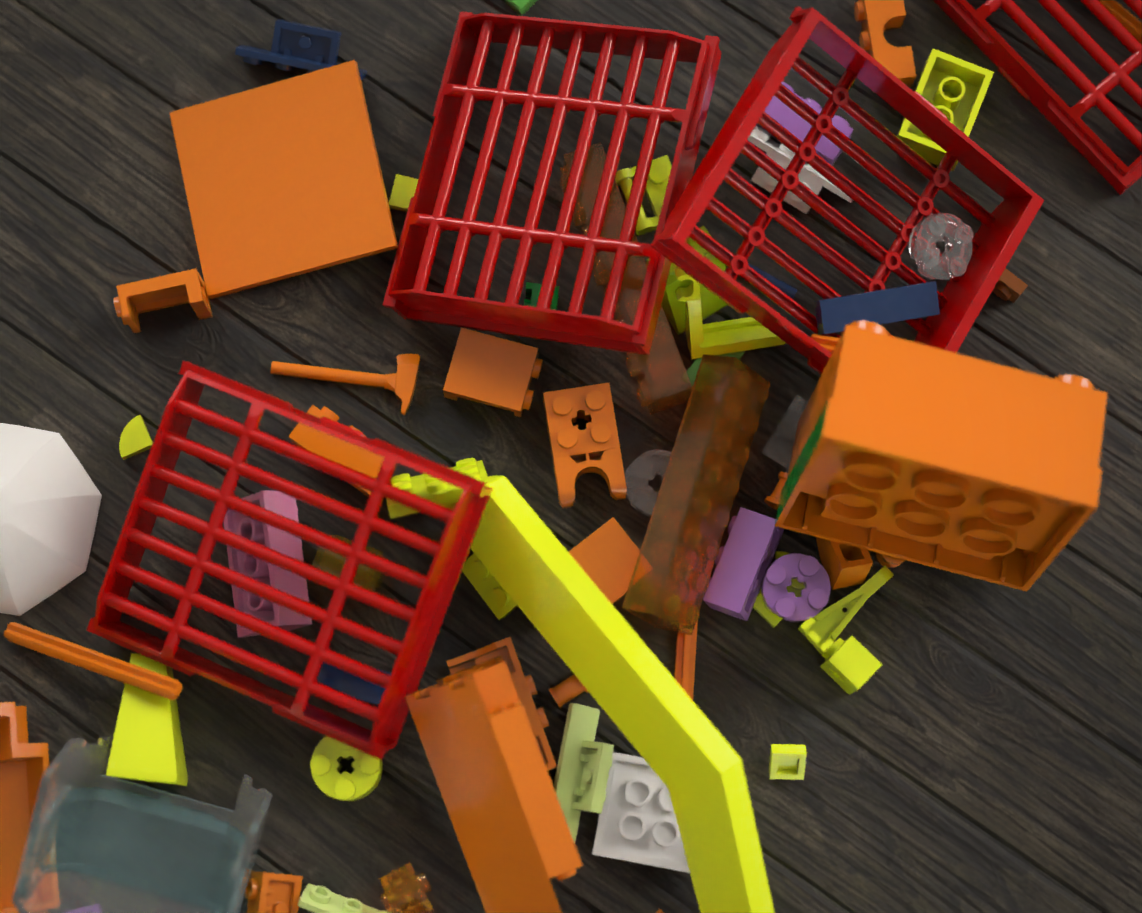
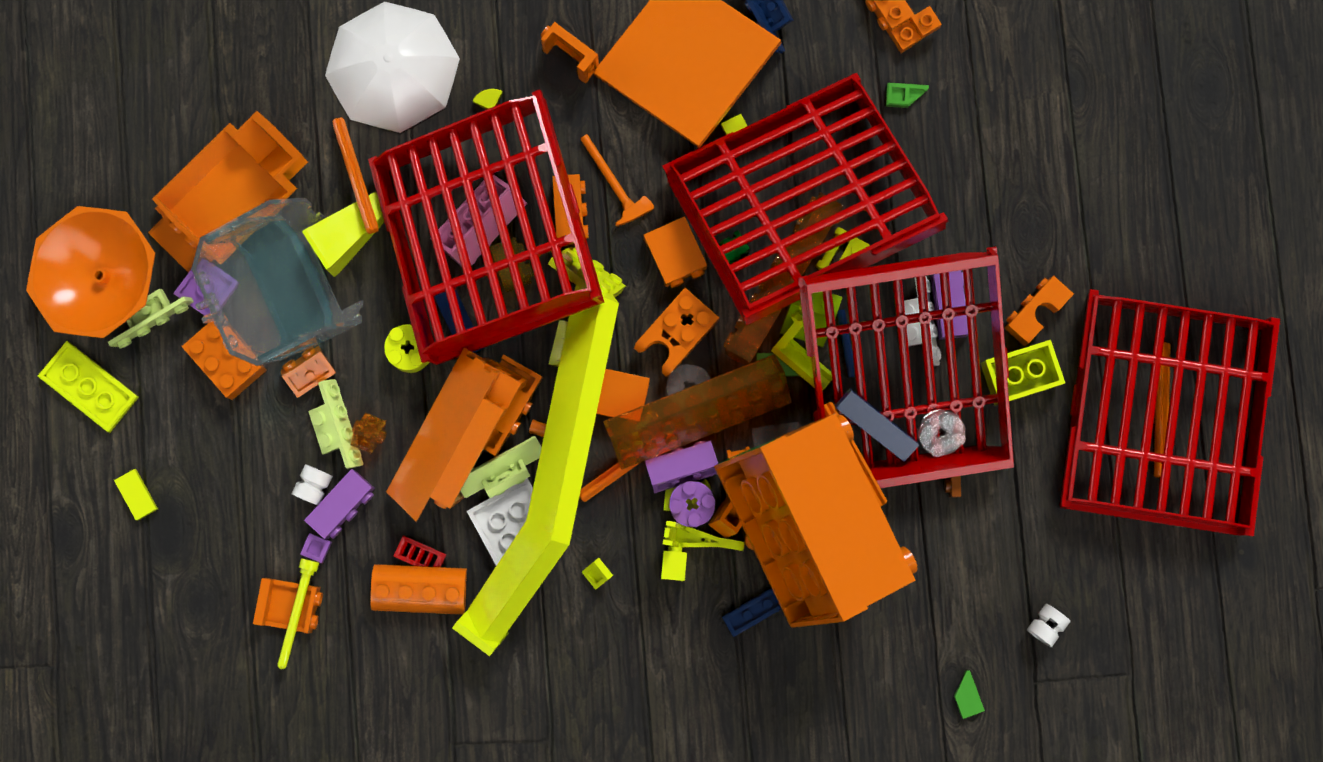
camera: 50 degrees right, 5 degrees up
(971, 621) = (752, 612): none -> dark blue tile

